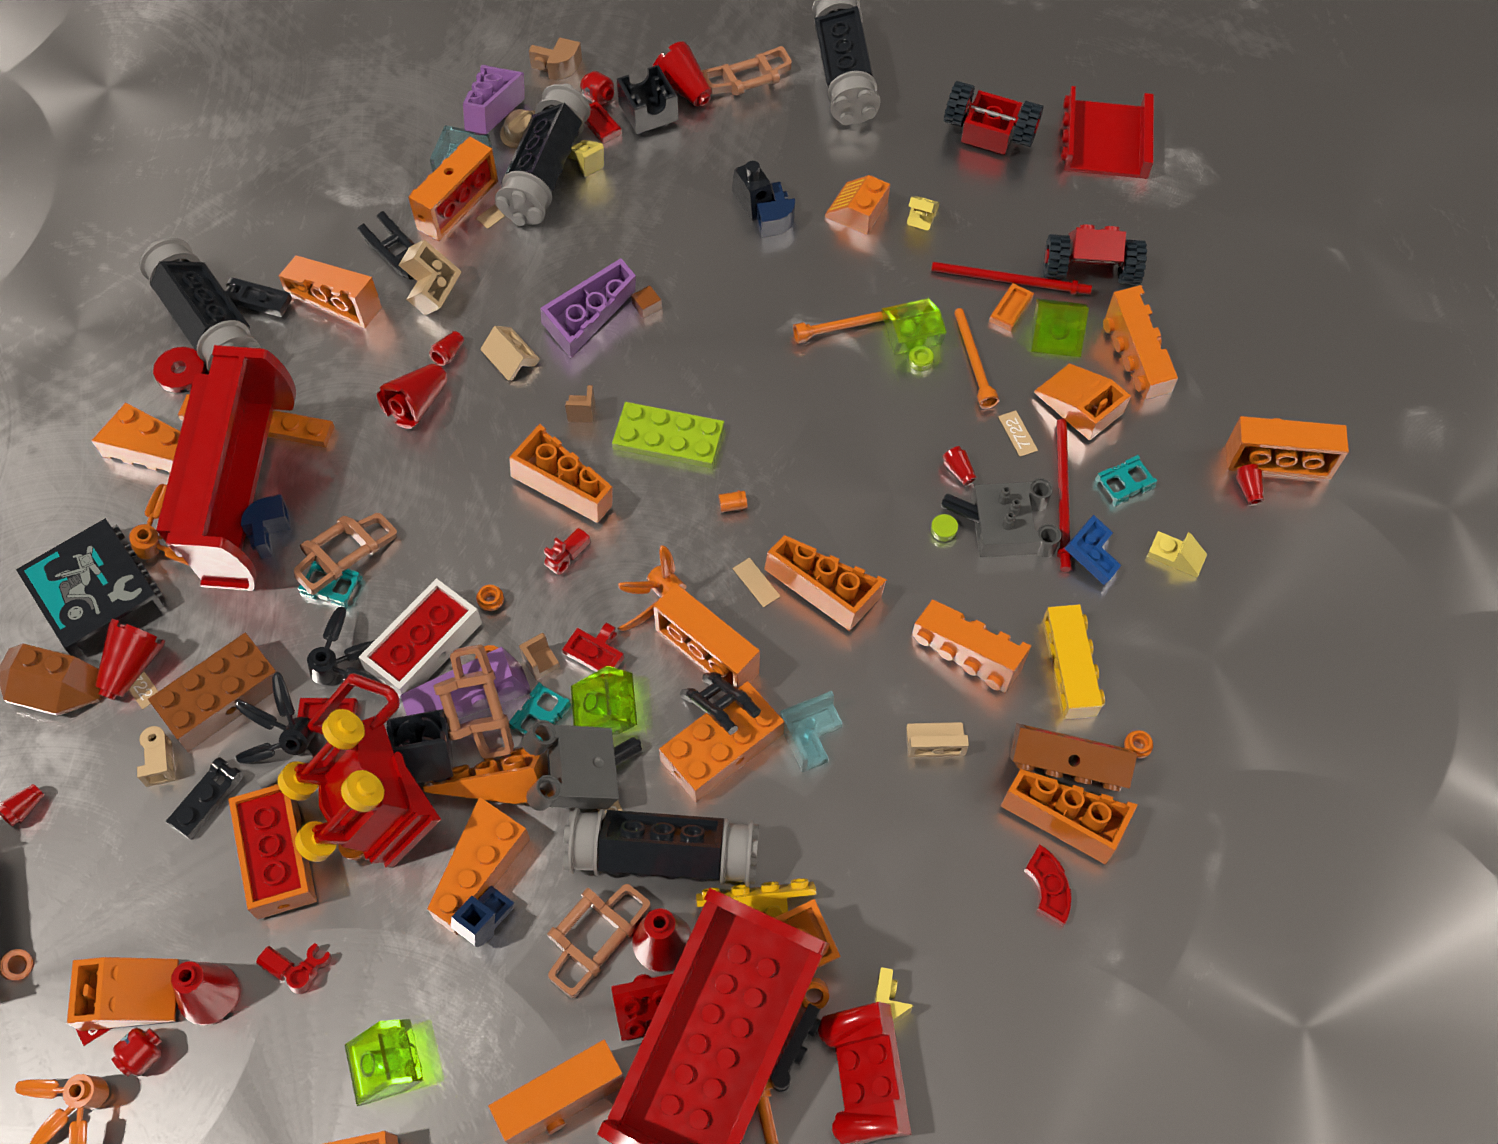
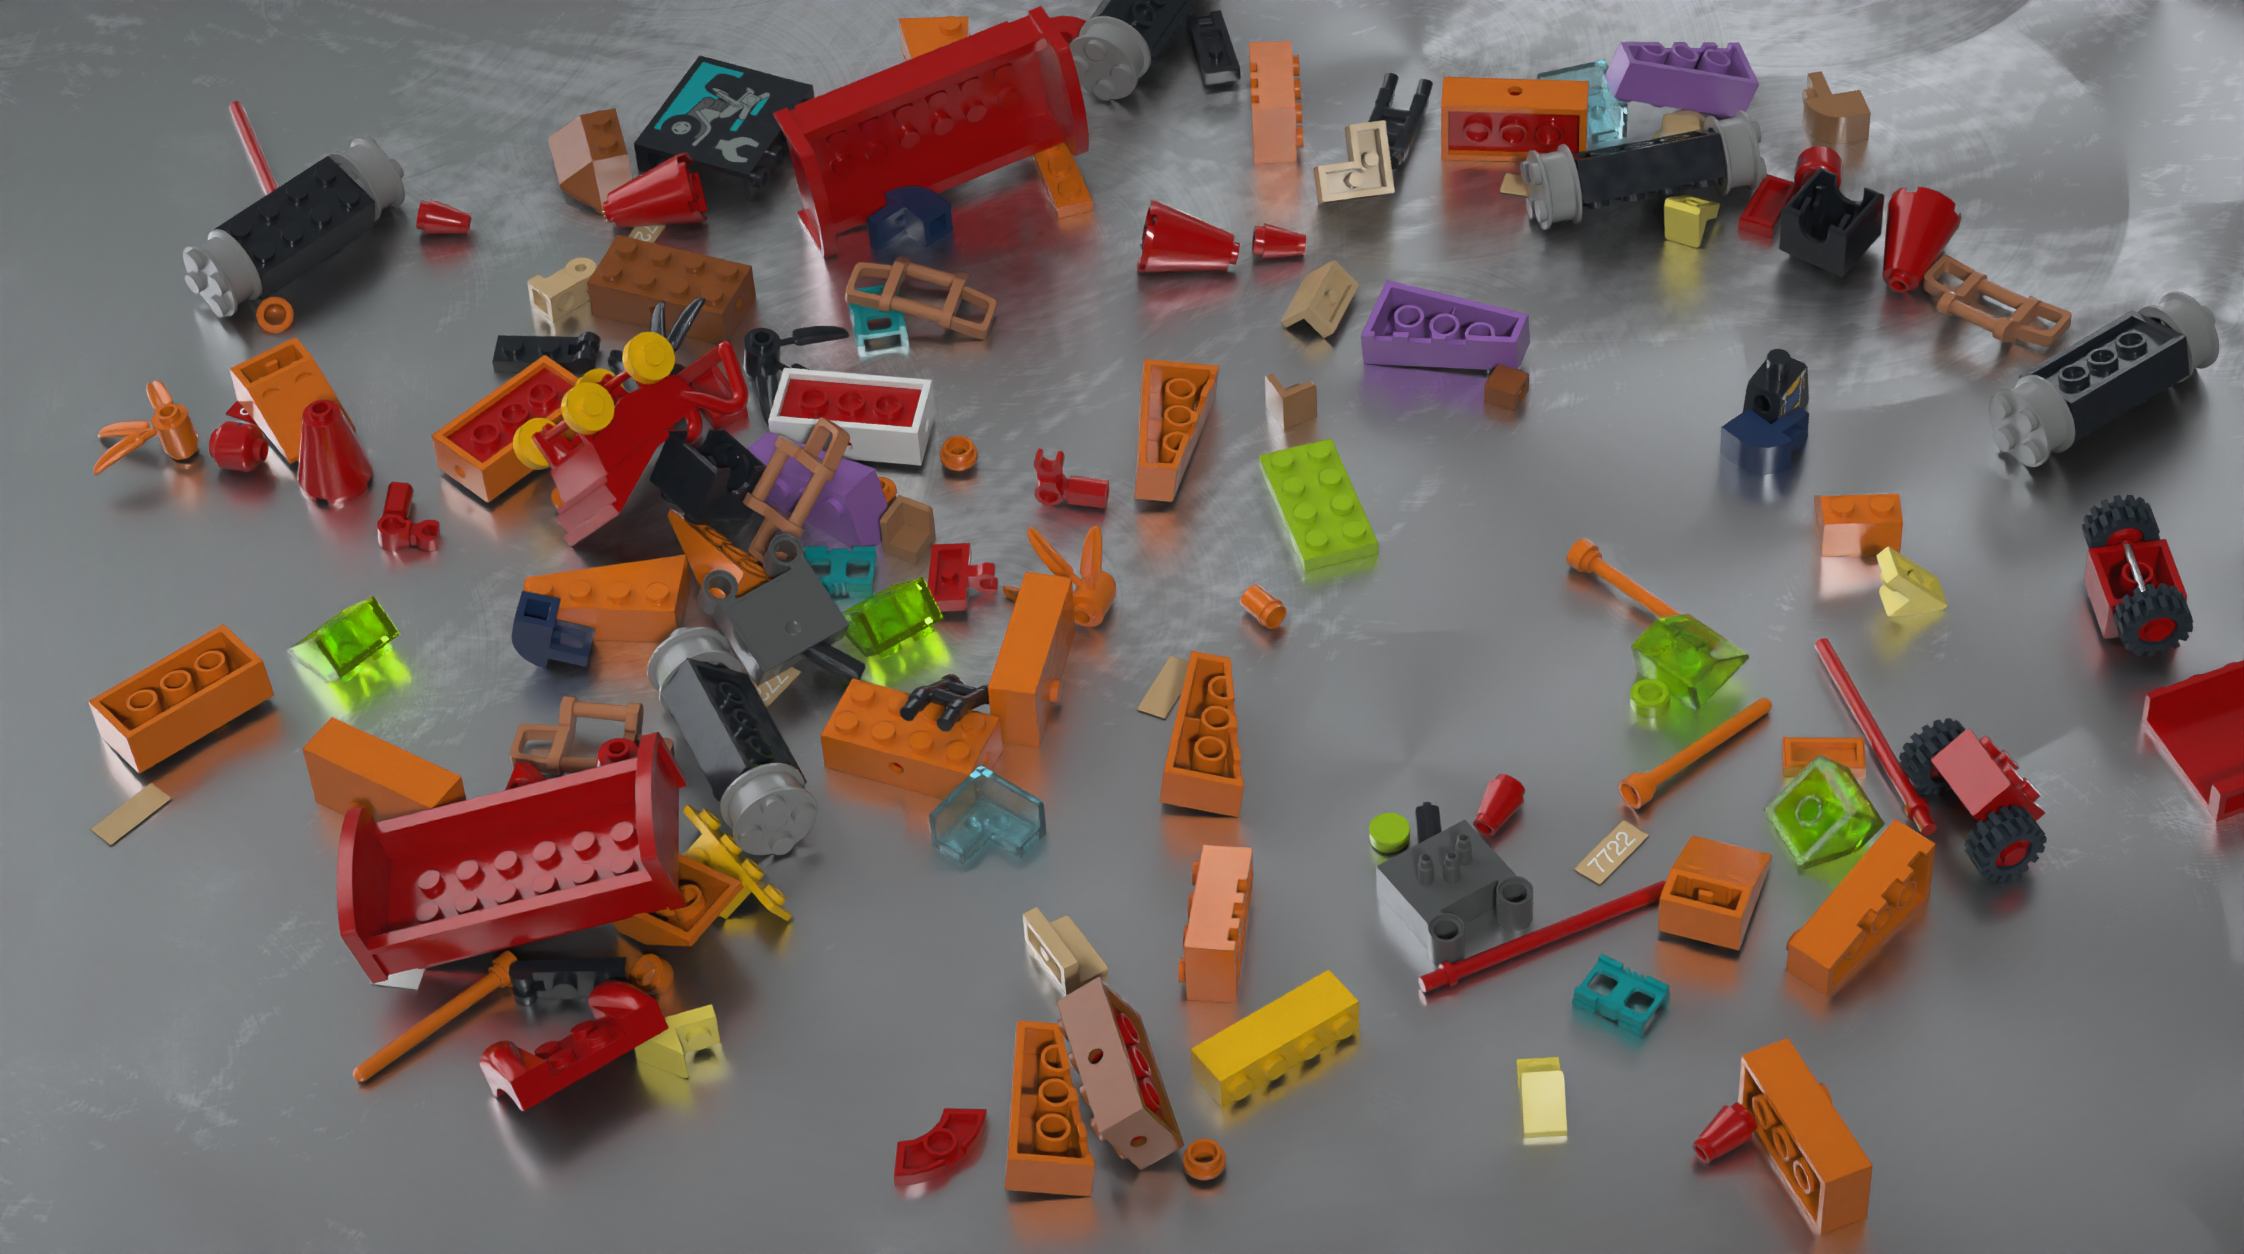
camera: 65 degrees right, 15 degrees down
(1088, 550) = (1462, 985): blue plate -> none

